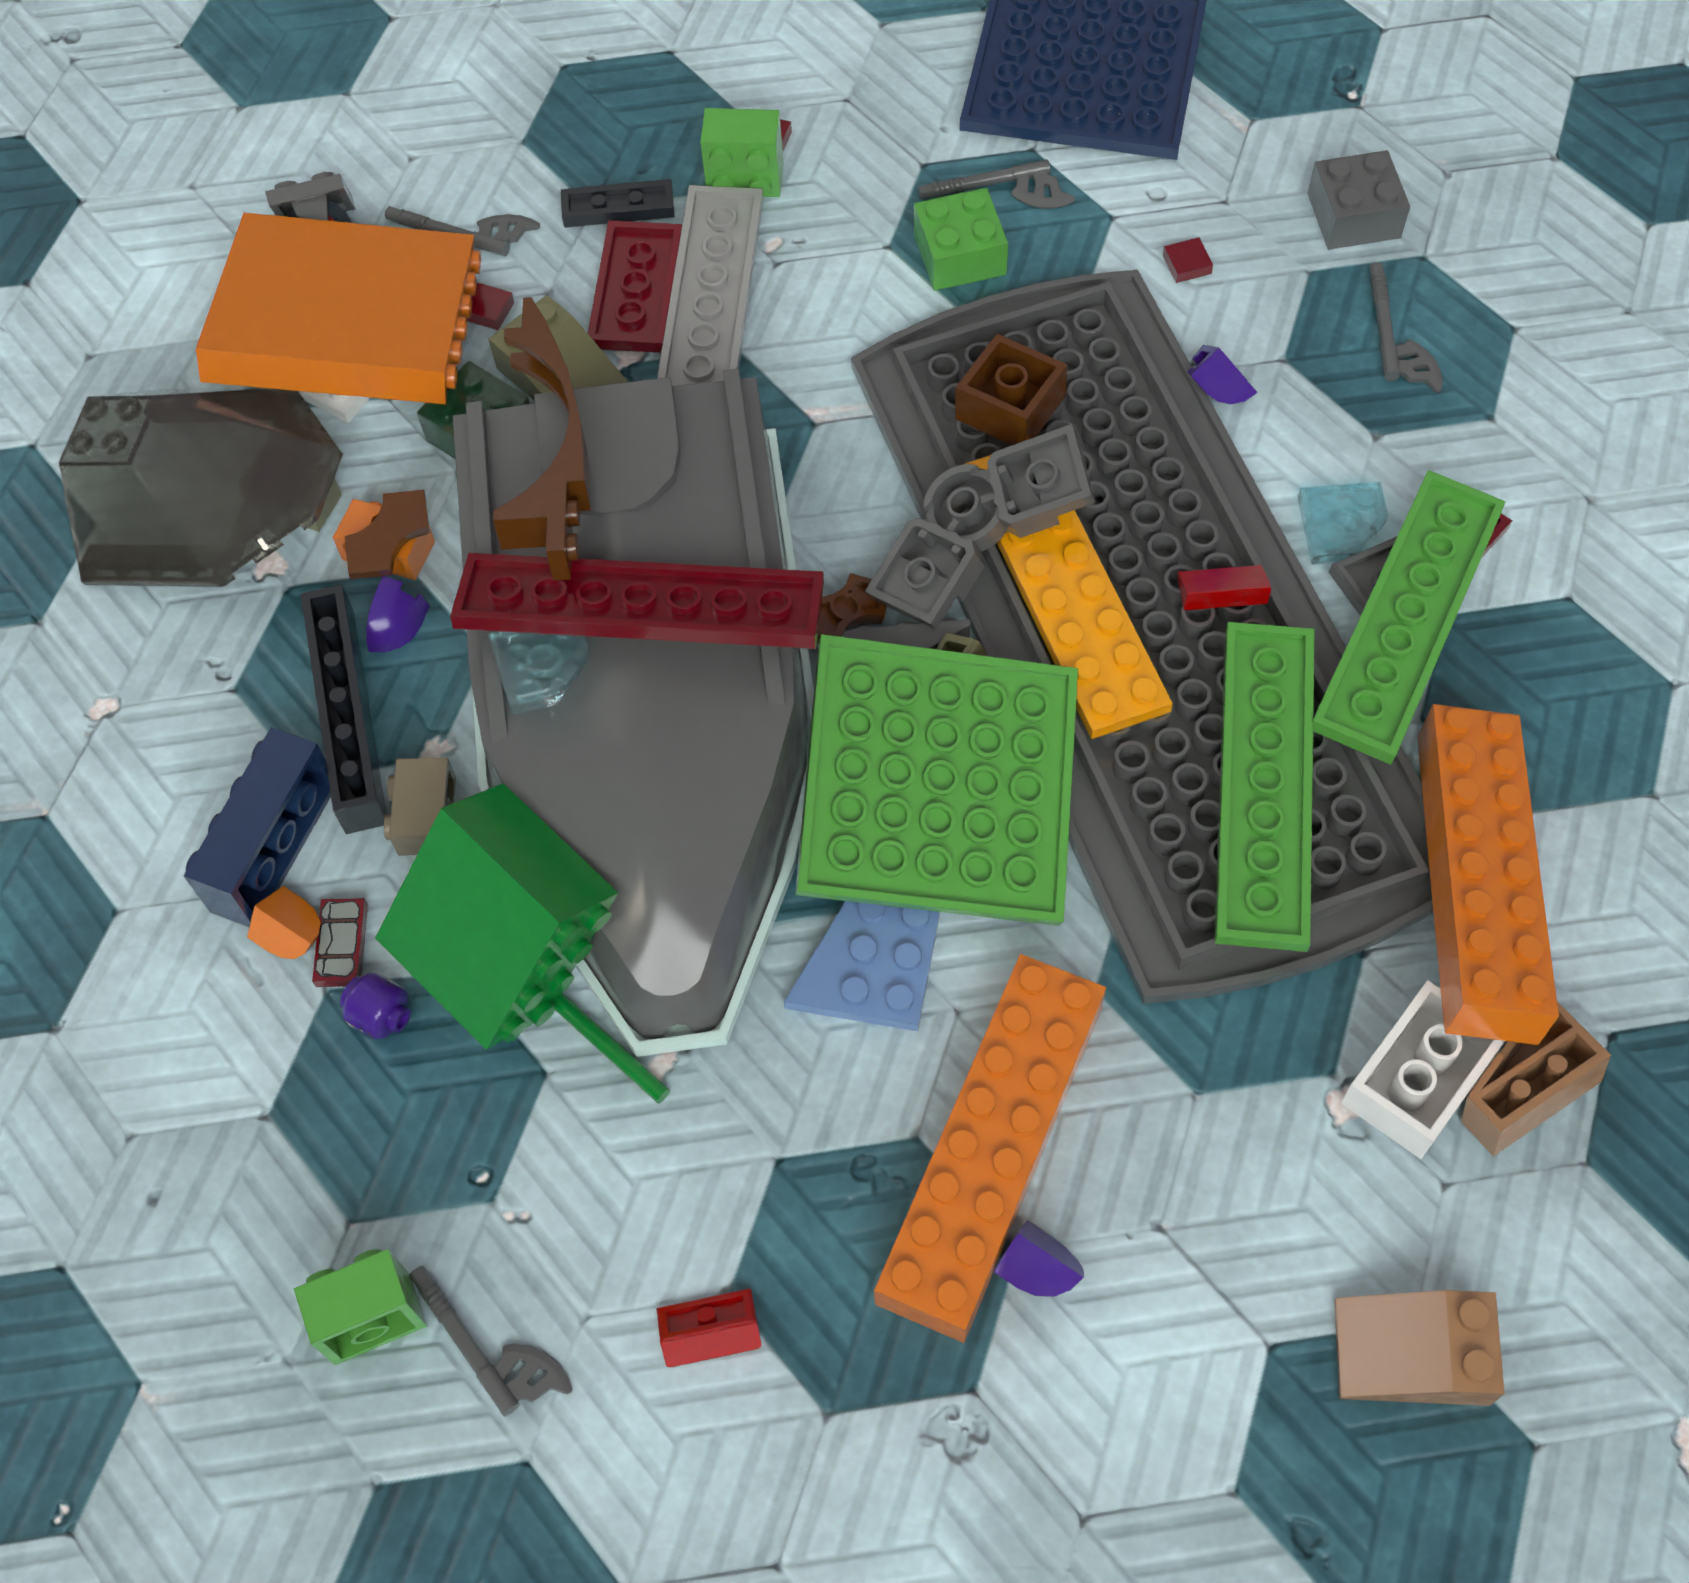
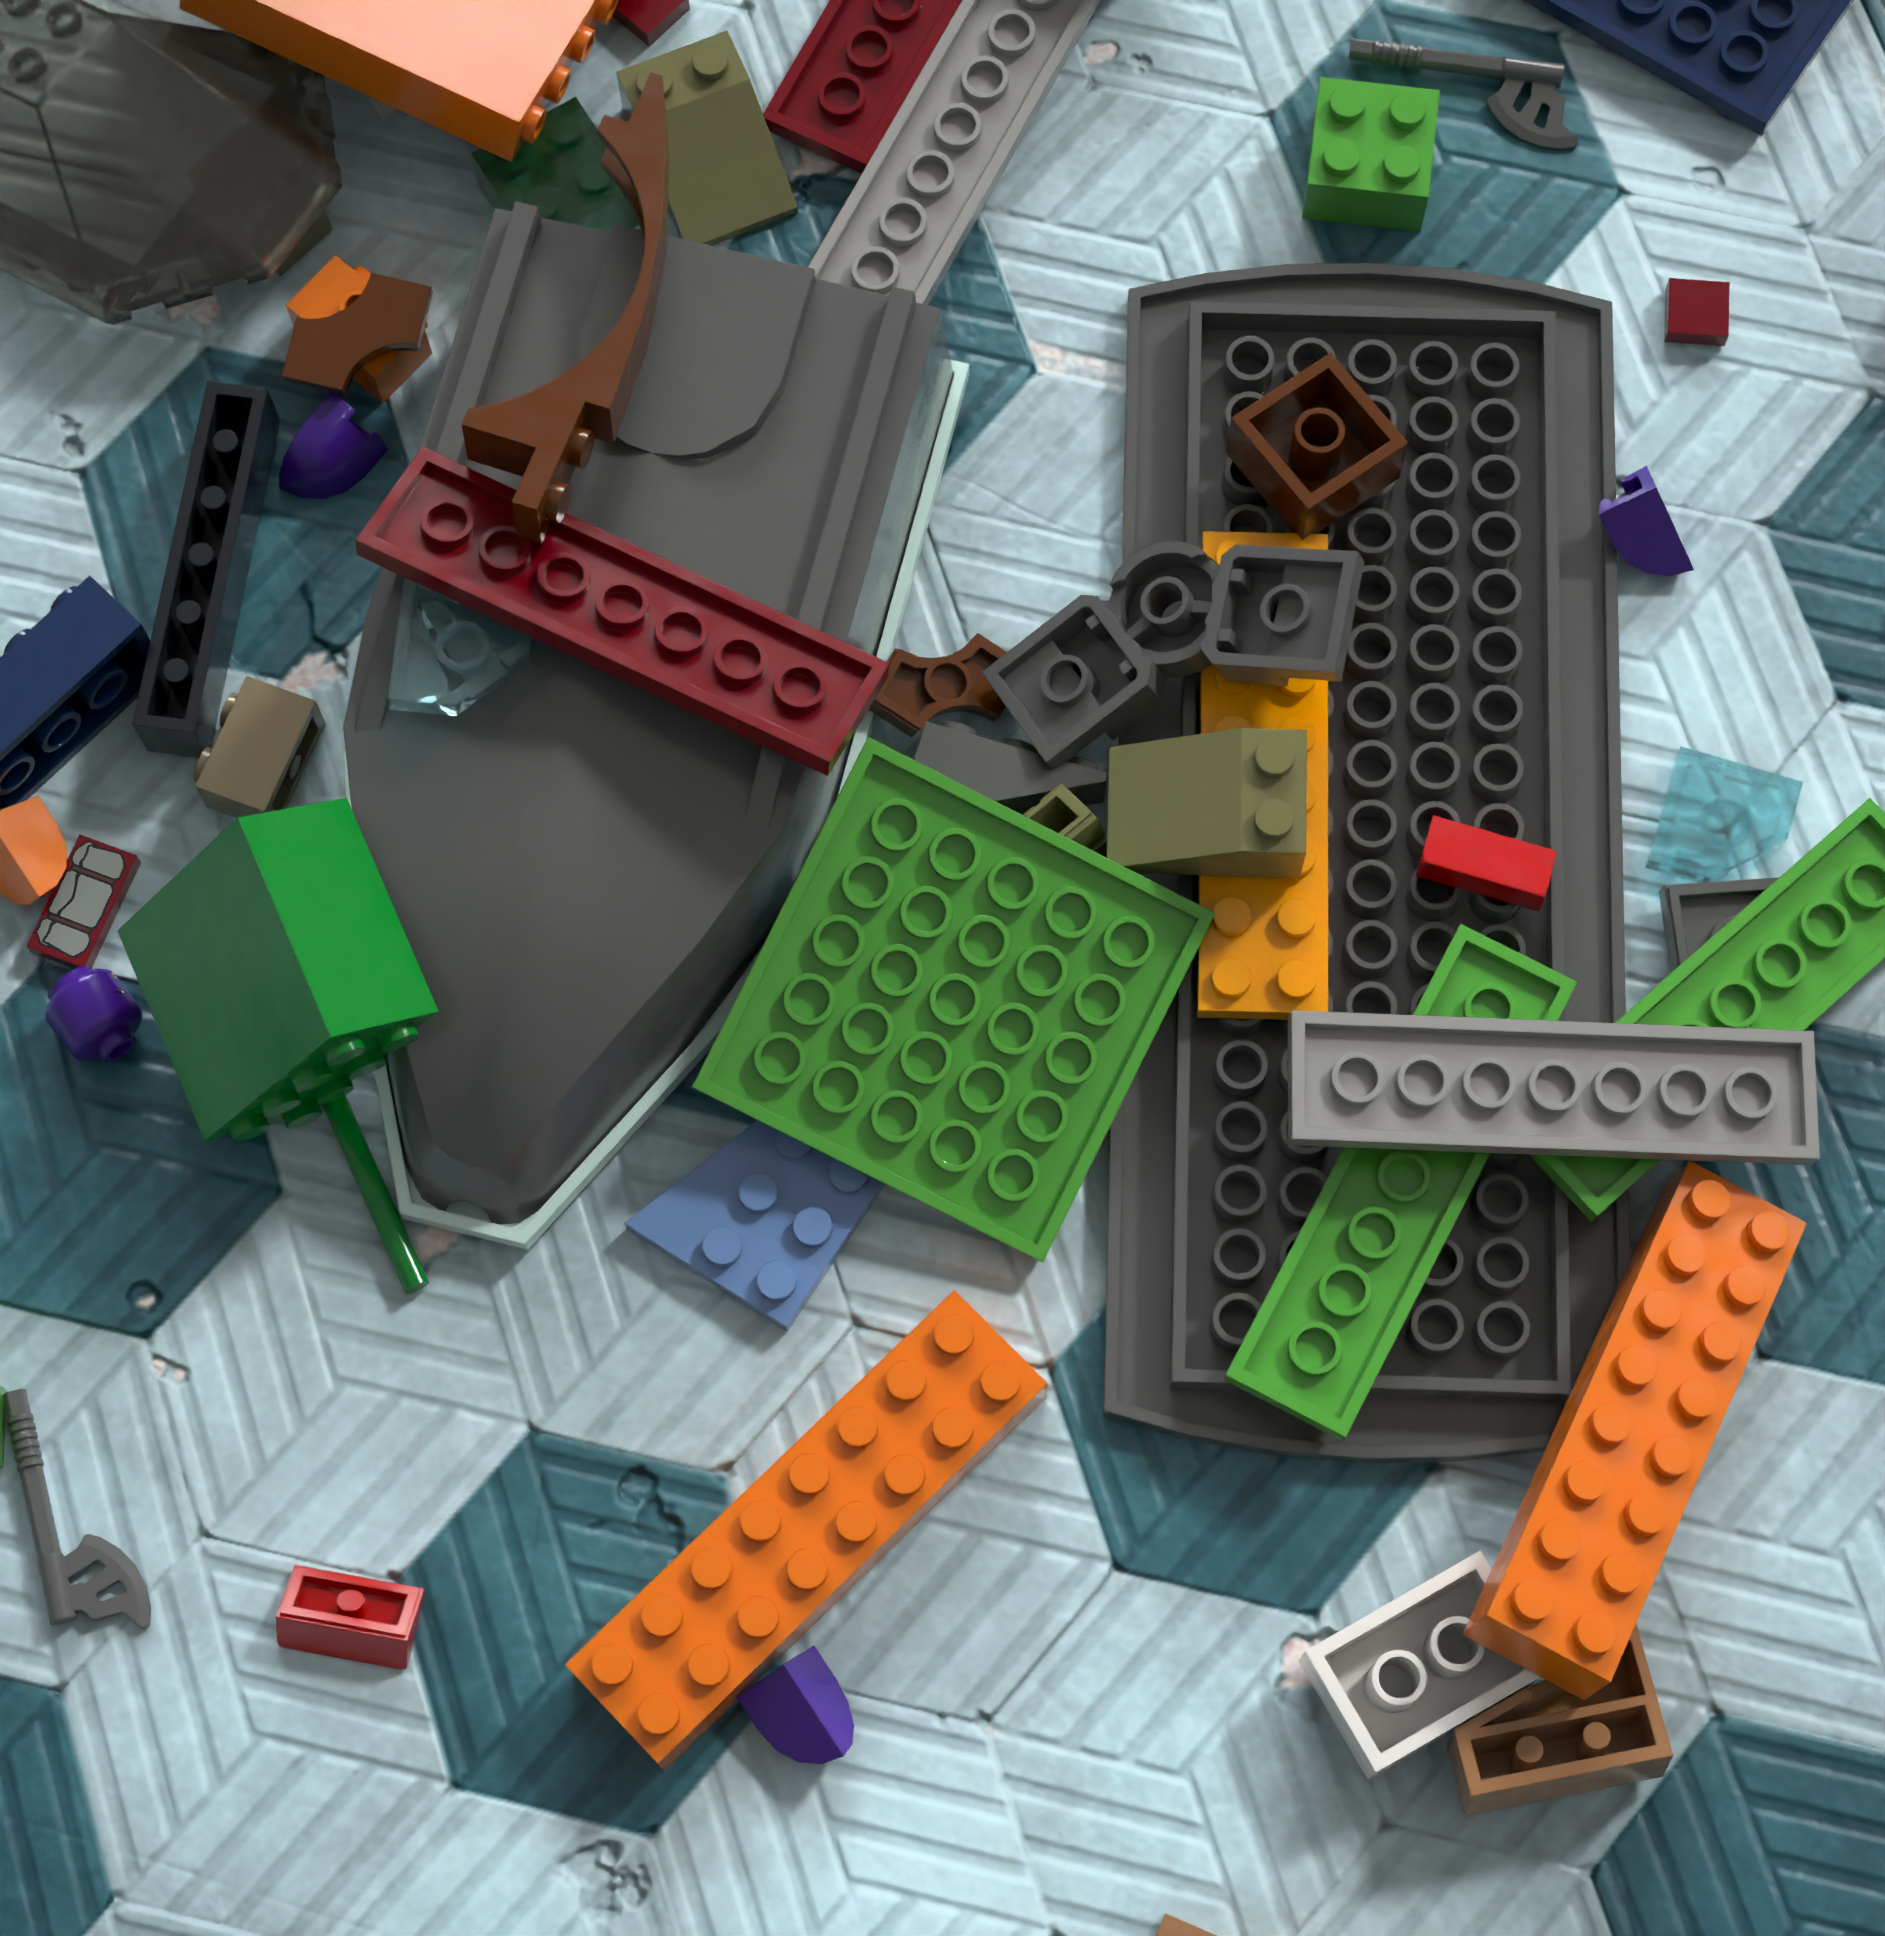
camera: 20 degrees right, 10 degrees up
(1048, 604) = (1210, 804): none -> olive slope
(1331, 690) = (1552, 1088): none -> light grey plate

